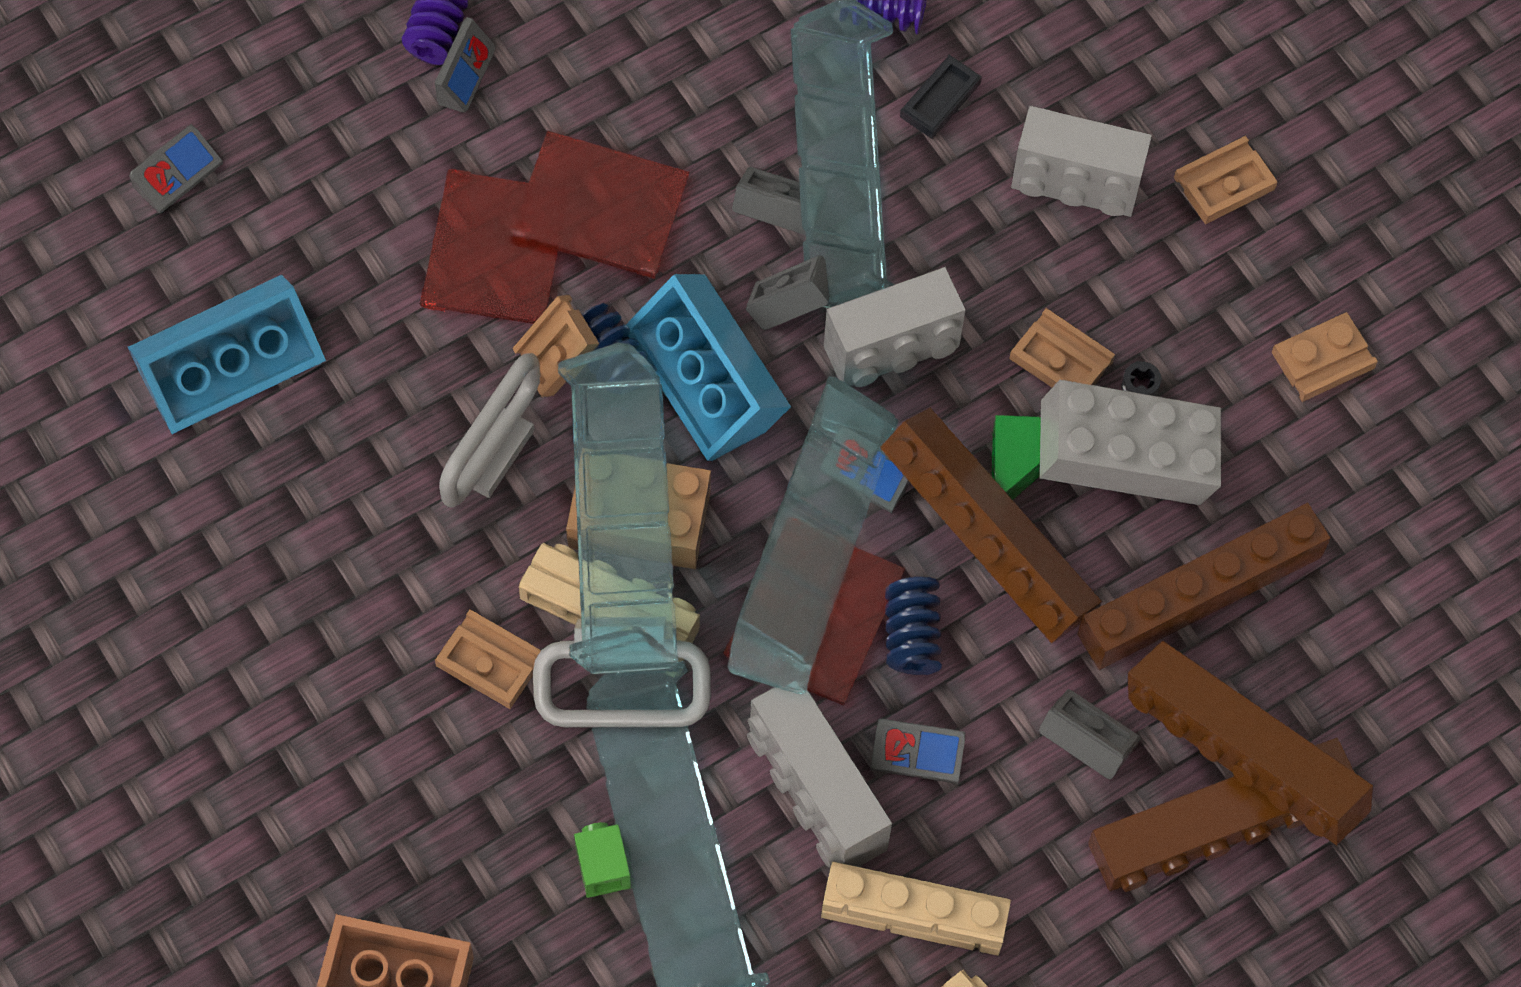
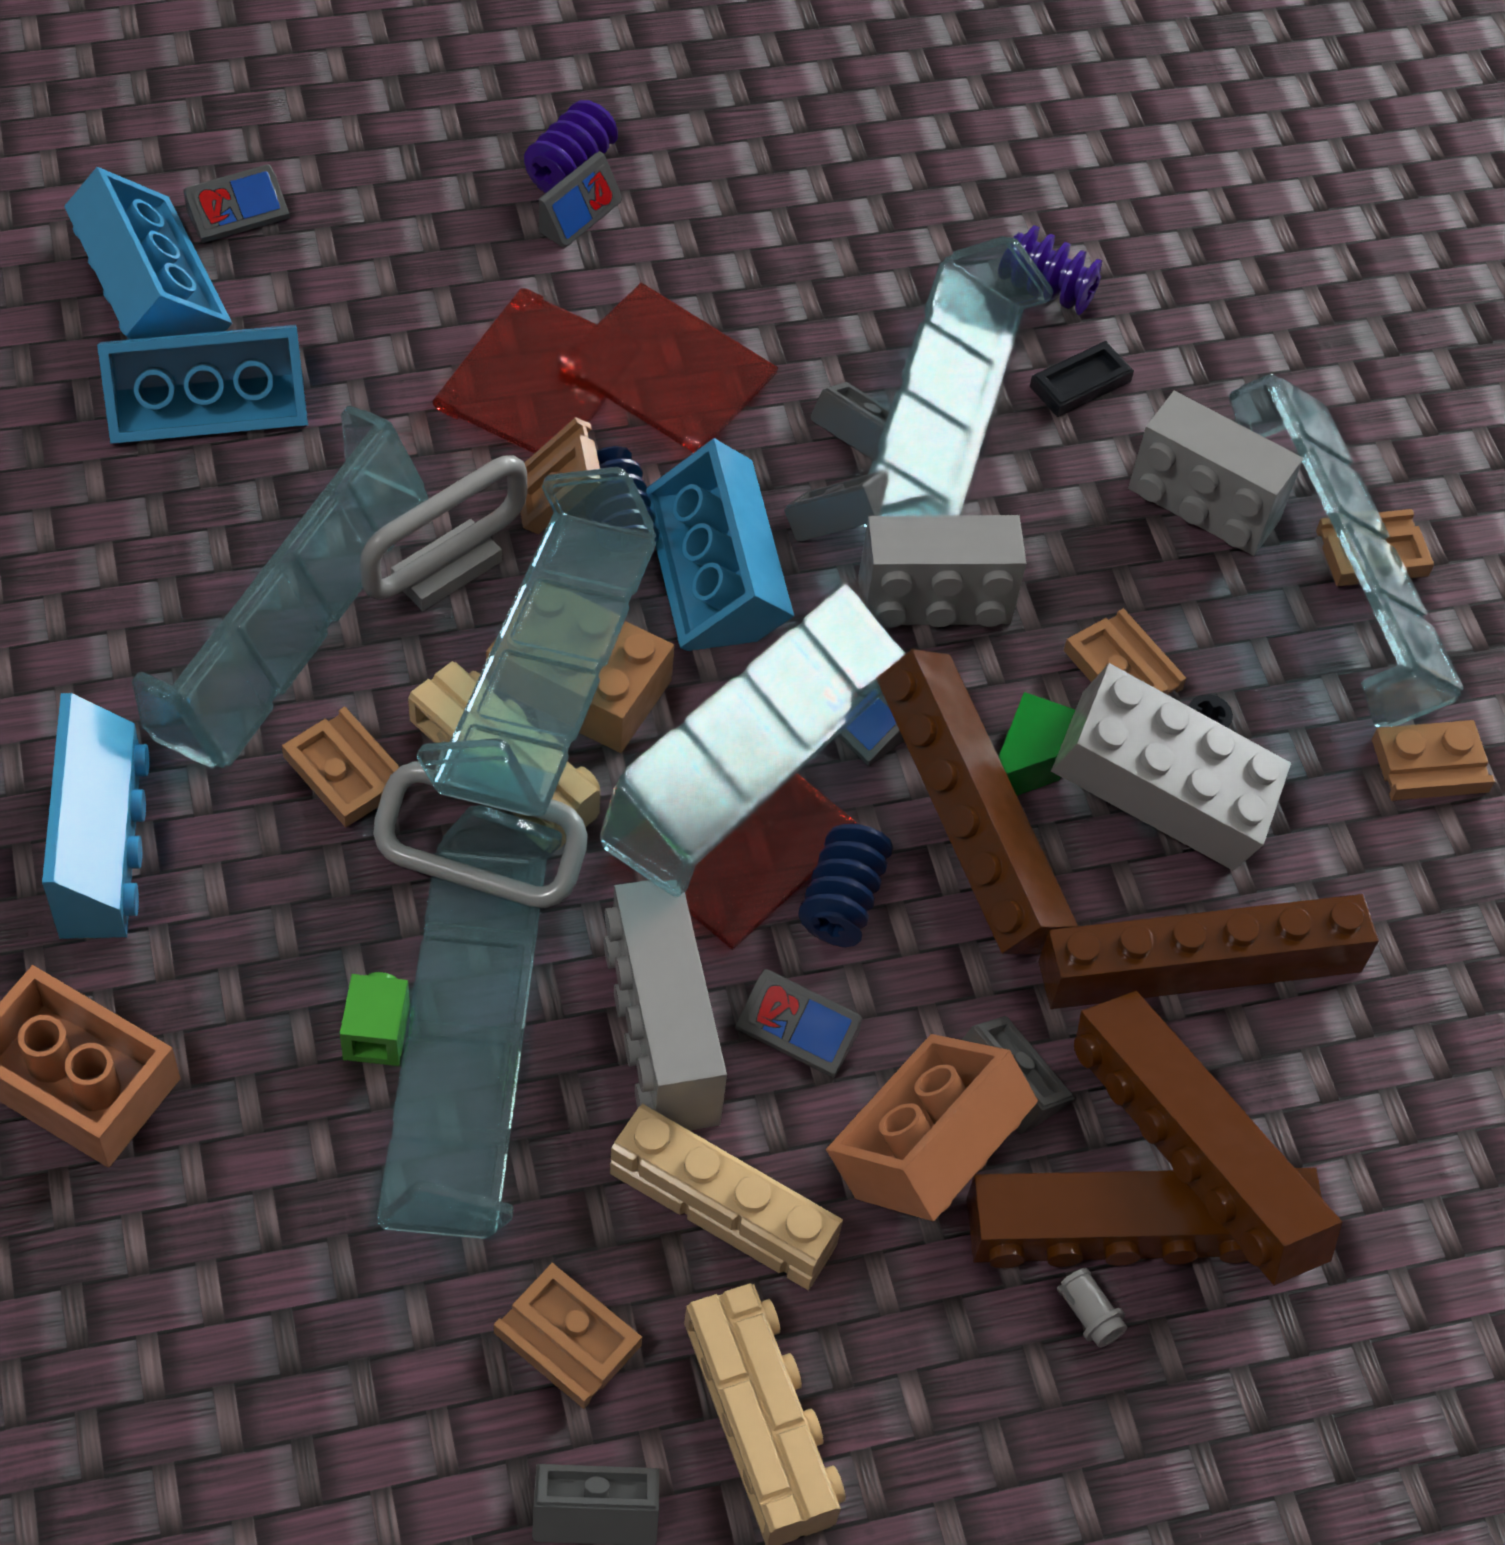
camera: 15 degrees right, 10 degrees down
(126, 254) = (144, 259): none -> dark azure slope
(322, 776) = (94, 821): none -> slope
(393, 528) = (287, 606): none -> clear light blue piece
(1049, 803) = (932, 1126): none -> nougat brick
(1208, 898) = (1093, 1309): none -> light grey pin
(1212, 178) = (1425, 672): none -> clear light blue piece

